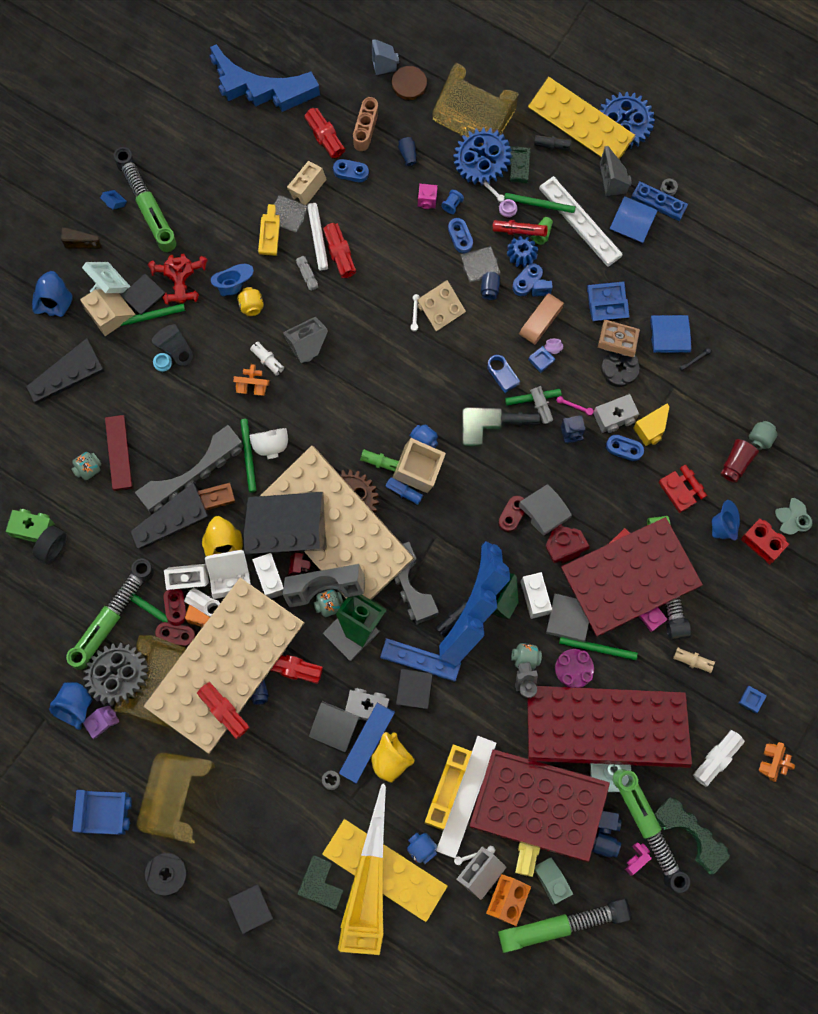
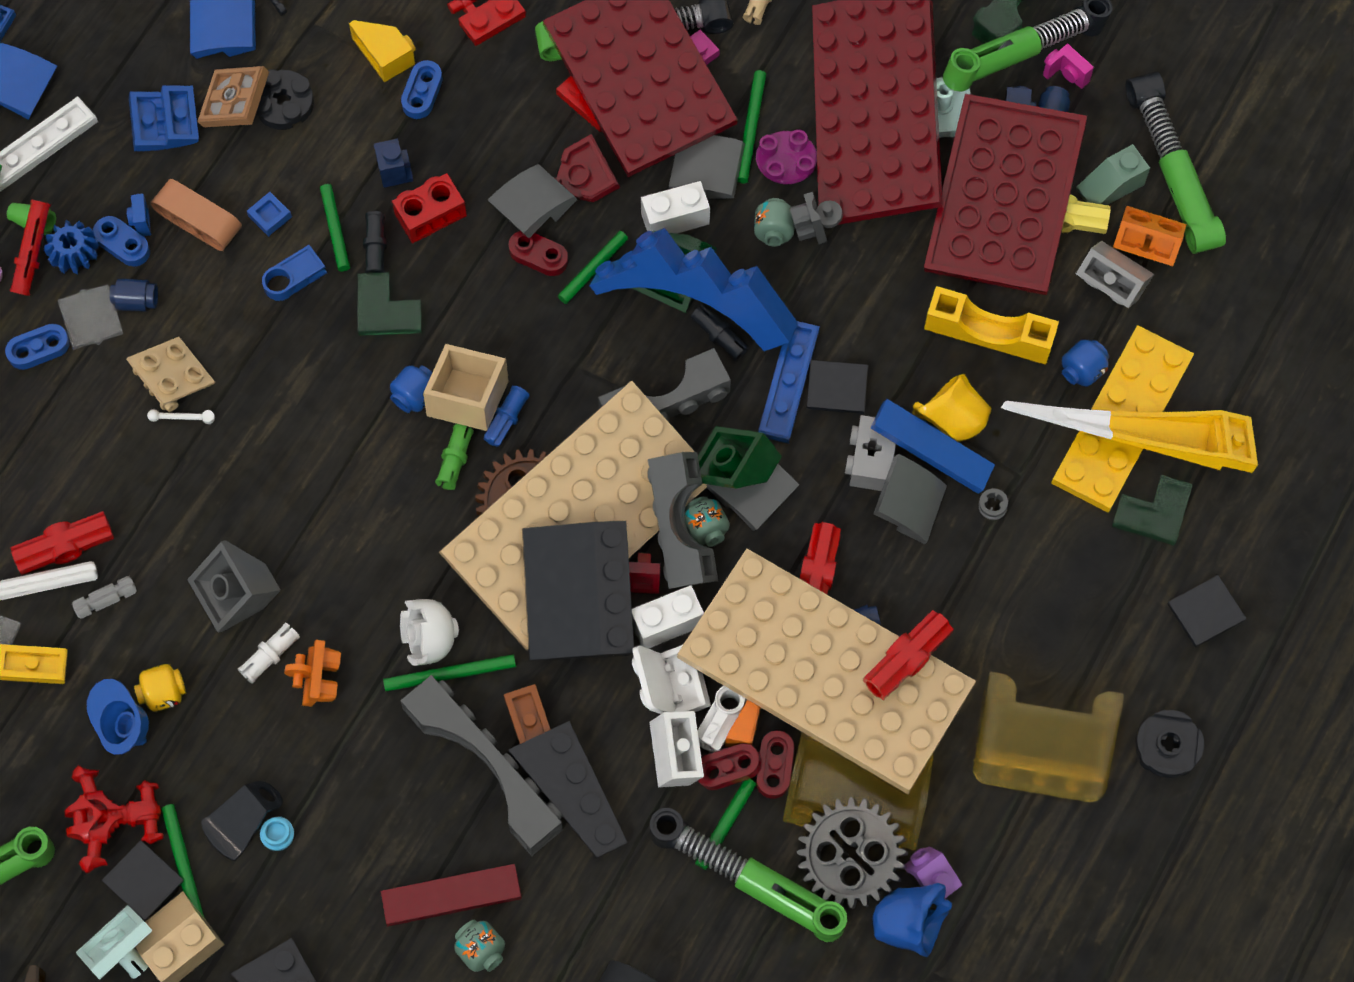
camera: 90 degrees left, 5 degrees down
(101, 812) = (1082, 855): blue panel -> none
(221, 533) = (604, 701): yellow piece -> none
(458, 860) = (1096, 314): white hinge -> none
(466, 797) = (1071, 327): white tile -> none
(505, 549) = (589, 270): none -> green bar
(538, 451) = (433, 214): none -> red brick
(541, 405) = (349, 210): light grey axle -> none
(553, 346) = (244, 195): lavender plate -> none
(589, 411) = (358, 145): dark pink hinge -> none
(622, 406) = (354, 89): light grey brick -> none

